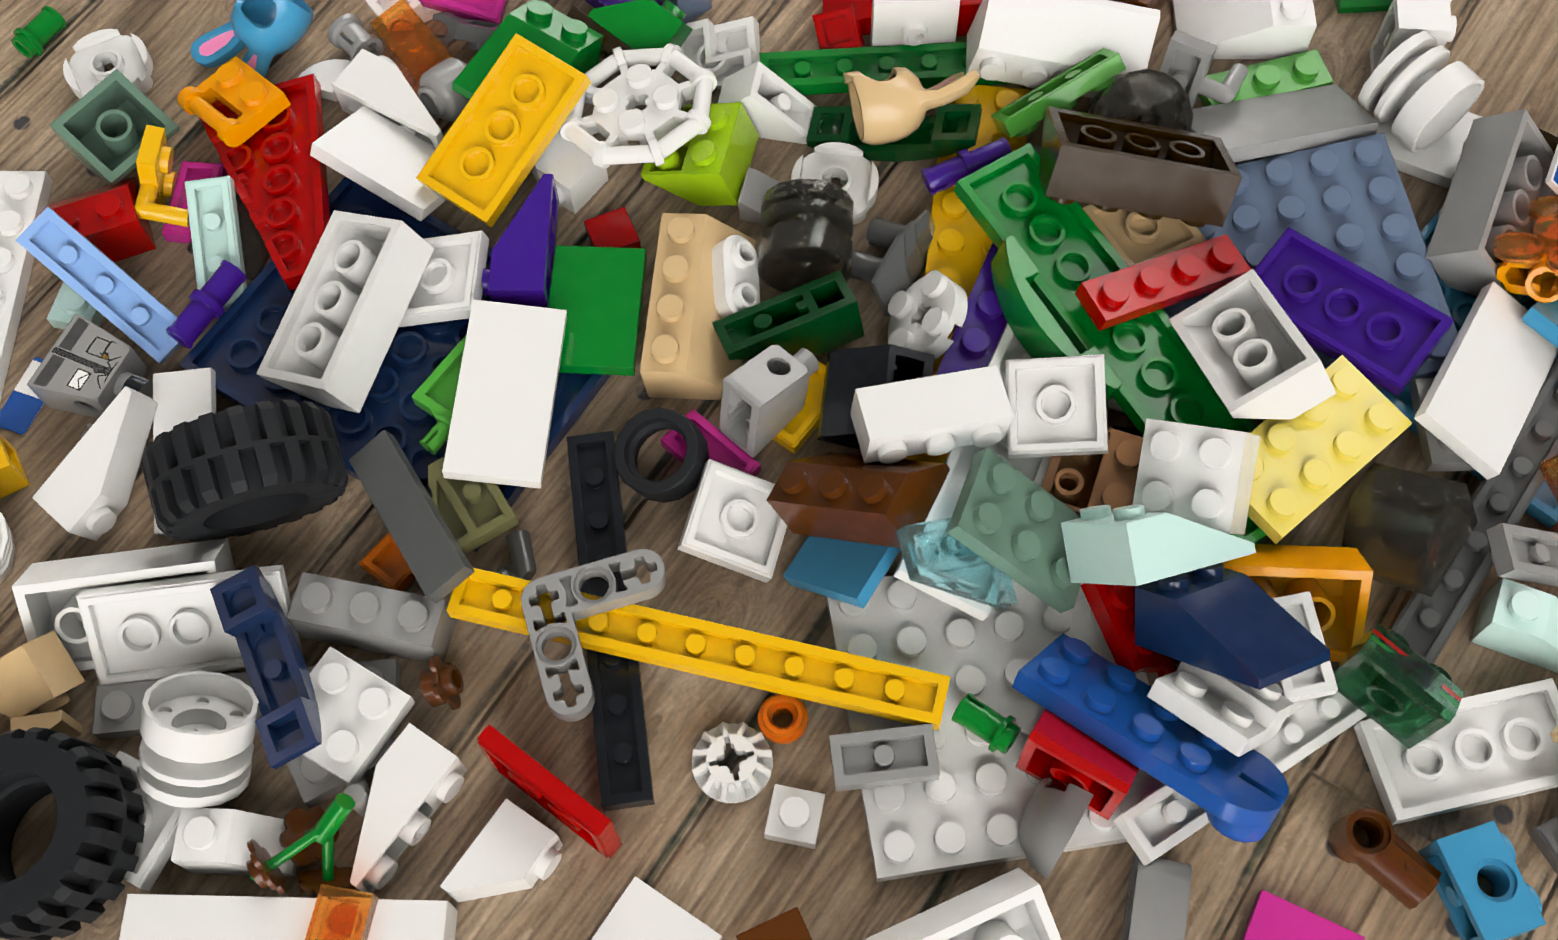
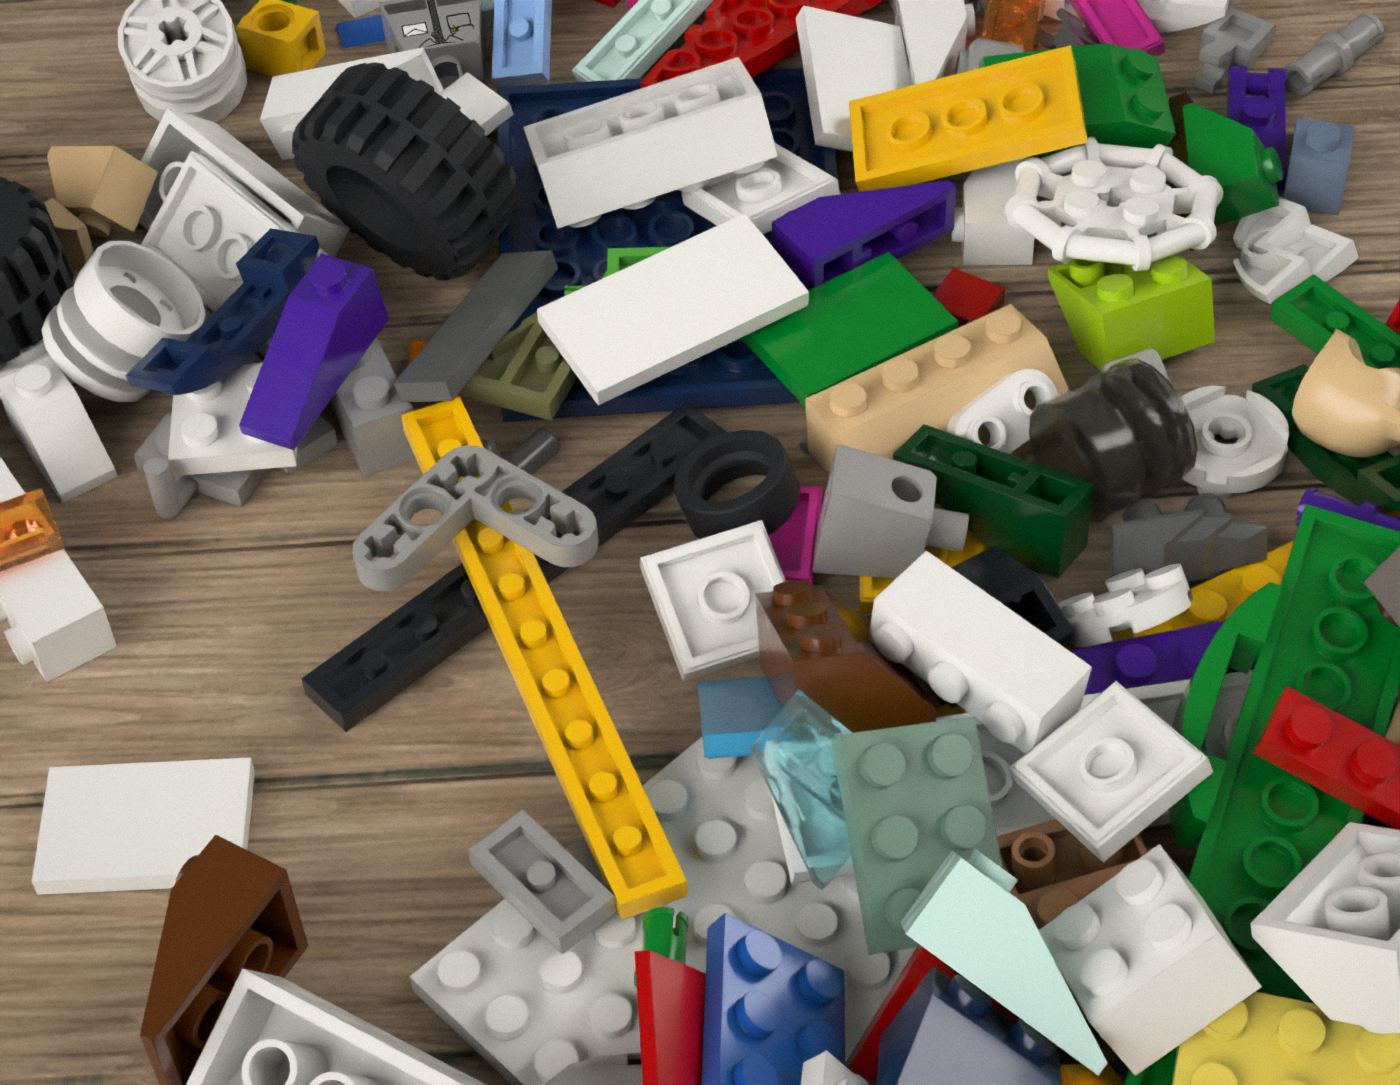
camera: 55 degrees right, 15 degrees down
(206, 304) = (572, 60): dark purple pin -> none
(306, 838) = (99, 482): reddish brown plant -> none
(359, 632) = (314, 348): none -> dark purple slope
(403, 796) = (189, 521): white slope -> none
(441, 683) = (335, 477): reddish brown plate -> none
(505, 856) = (191, 635): white slope -> none
(549, 792) = (274, 618): red tile -> none
(718, 781) = (445, 792): white gear -> none
(770, 102) = (1256, 321): white slope -> none
(782, 704) = (527, 767): orange plate -> none
(794, 816) = (427, 863): white plate -> none

